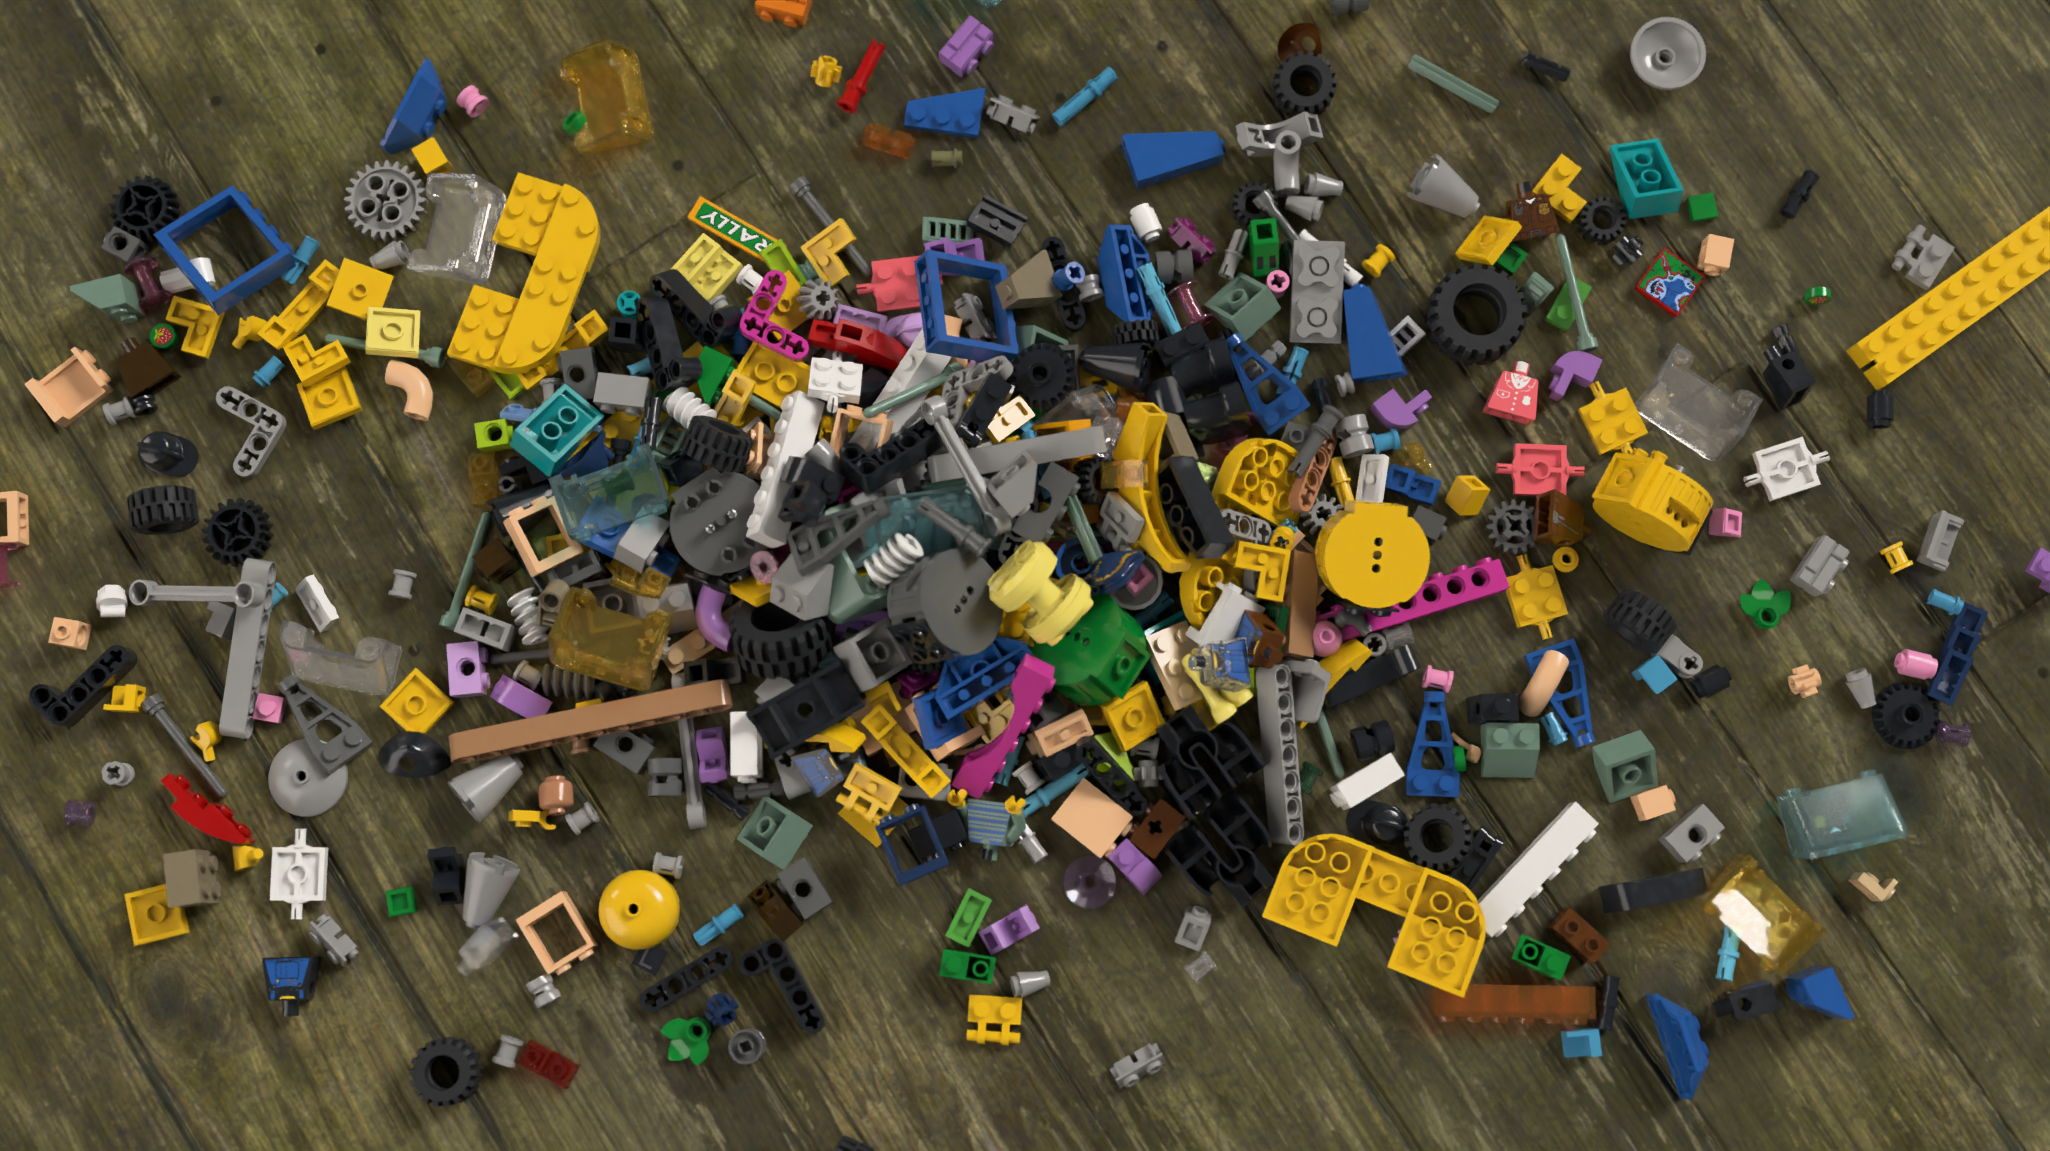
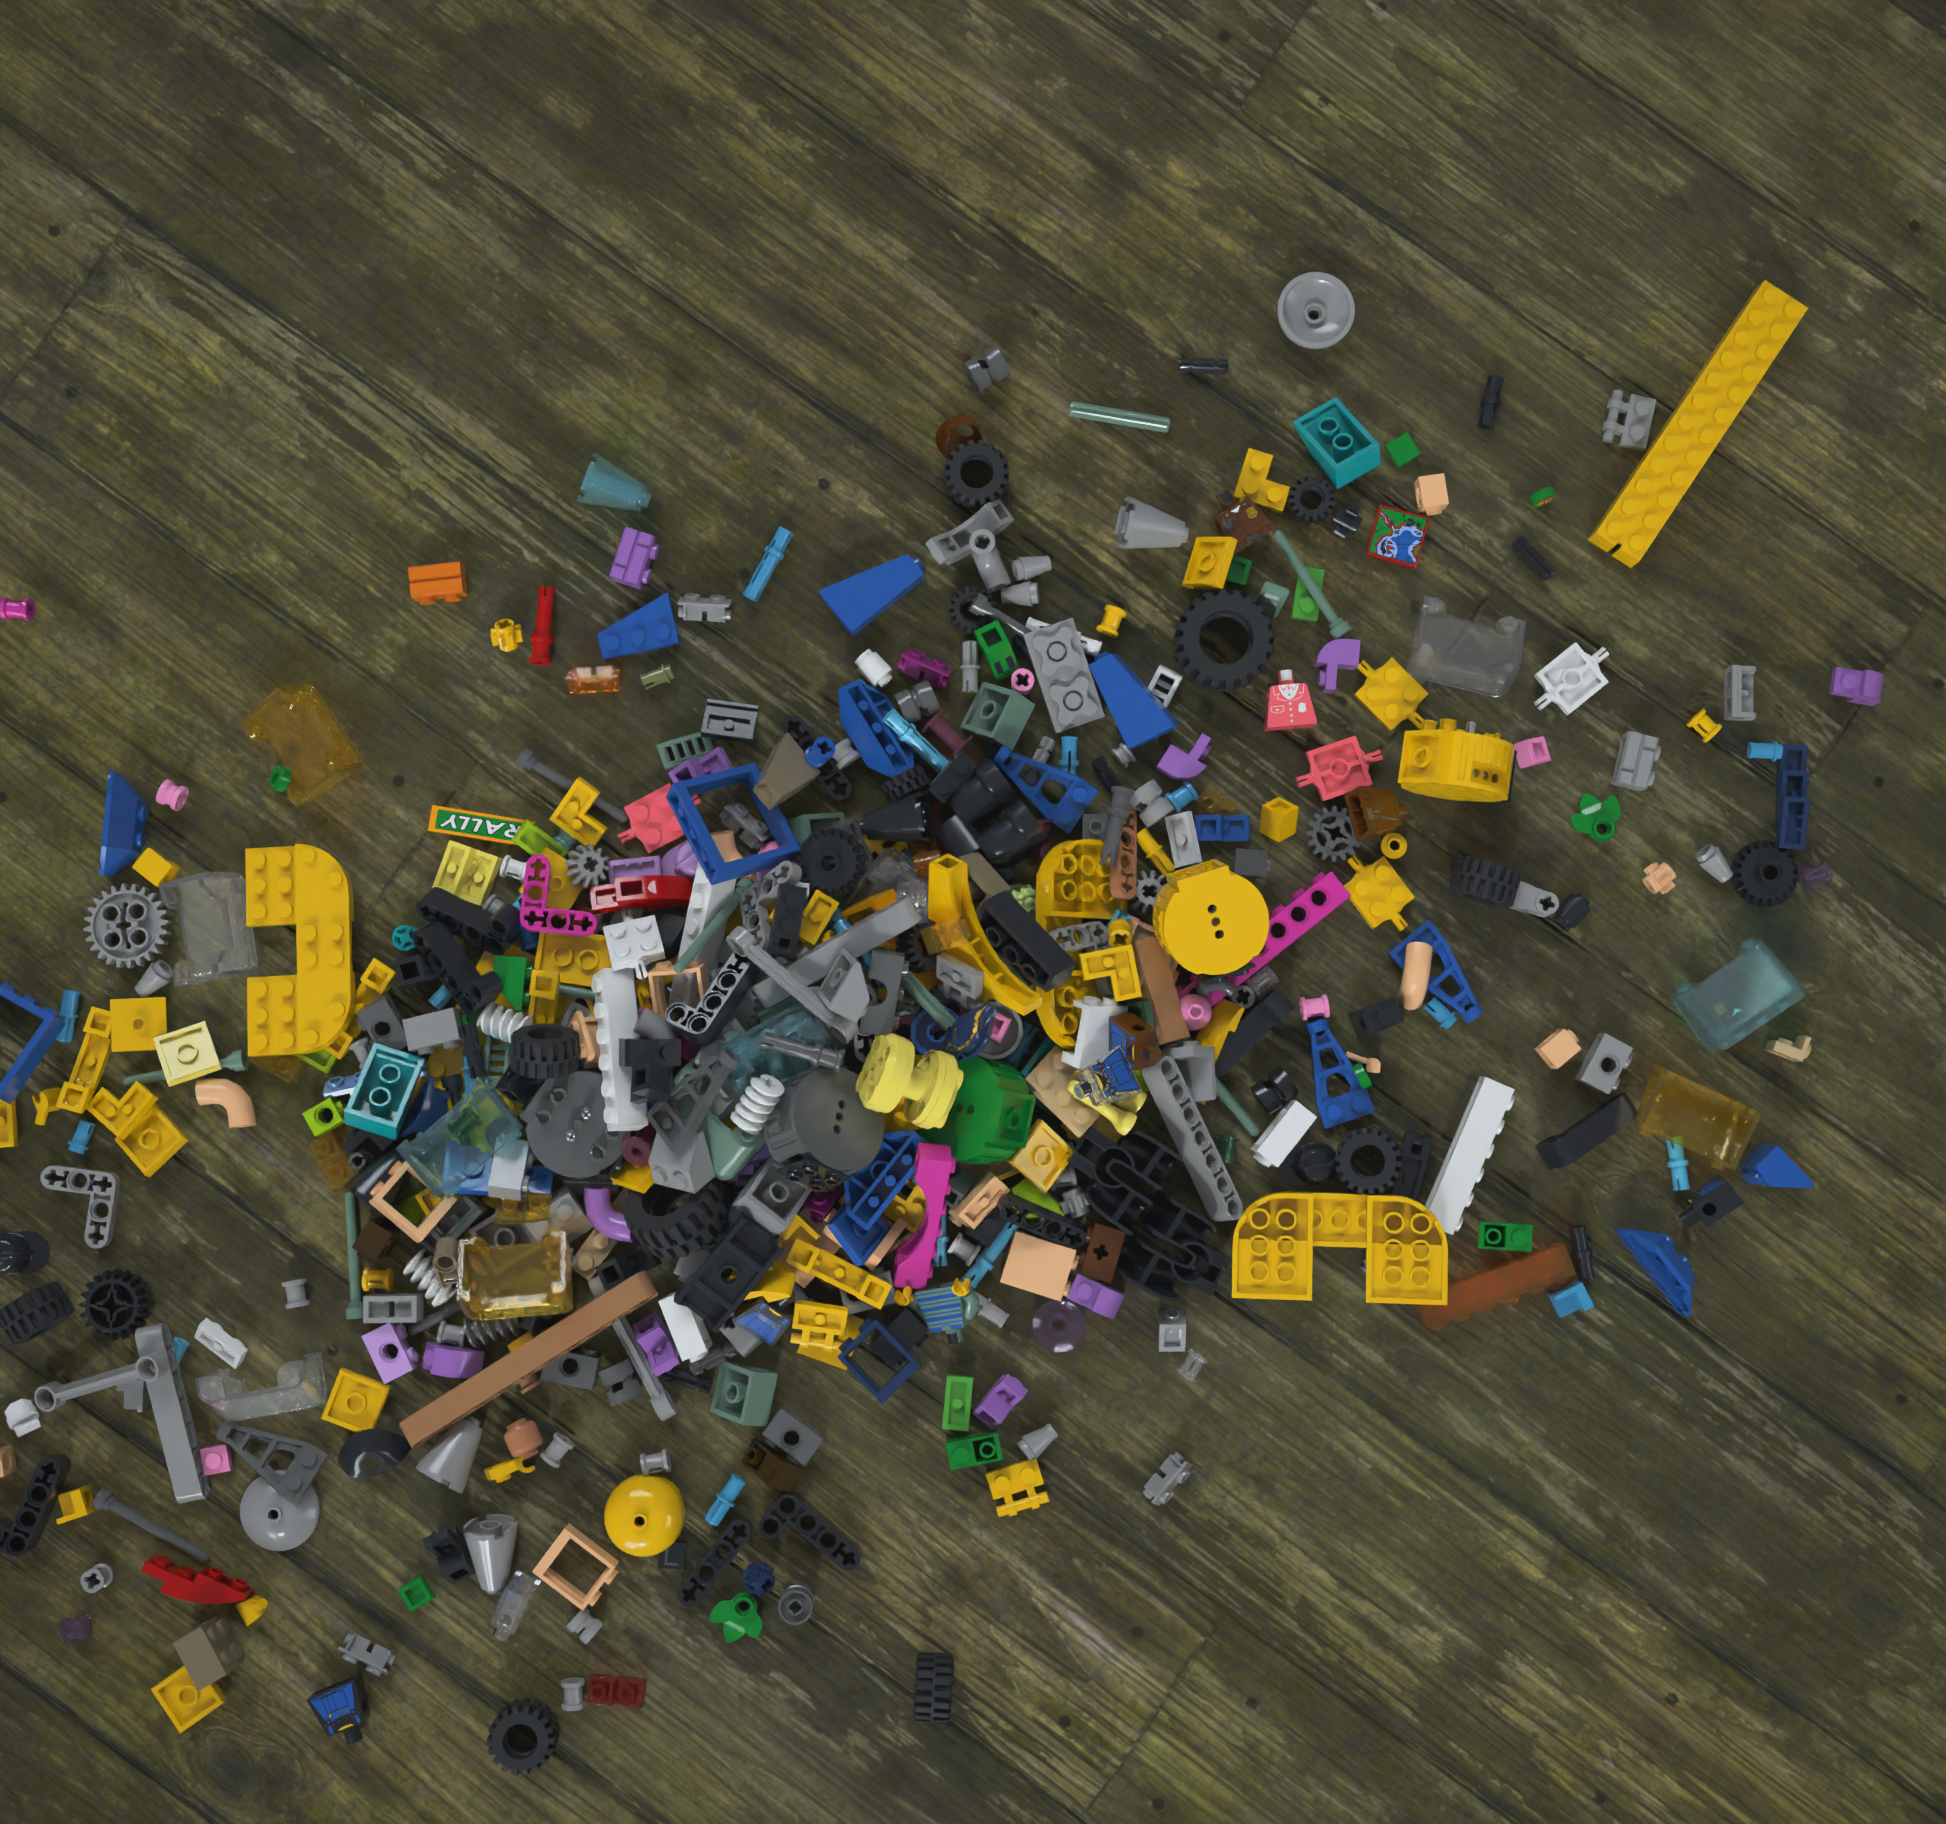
camera: 20 degrees left, 5 degrees up
(207, 738) = (167, 1513): yellow piece -> none
(299, 873) = (308, 1605): white plate -> none
(1509, 750) = (1406, 1049): sand green slope -> none
(1578, 935) = (1532, 1200): reddish brown brick -> none
(1626, 766) = (1520, 1022): sand green slope -> none
(1655, 674) = (1516, 925): dark azure panel -> none
(1787, 377) = (1540, 589): black torso -> none
(1880, 409) = (1640, 587): black brick -> none
(1916, 664) = (1757, 821): bright pink brick -> none

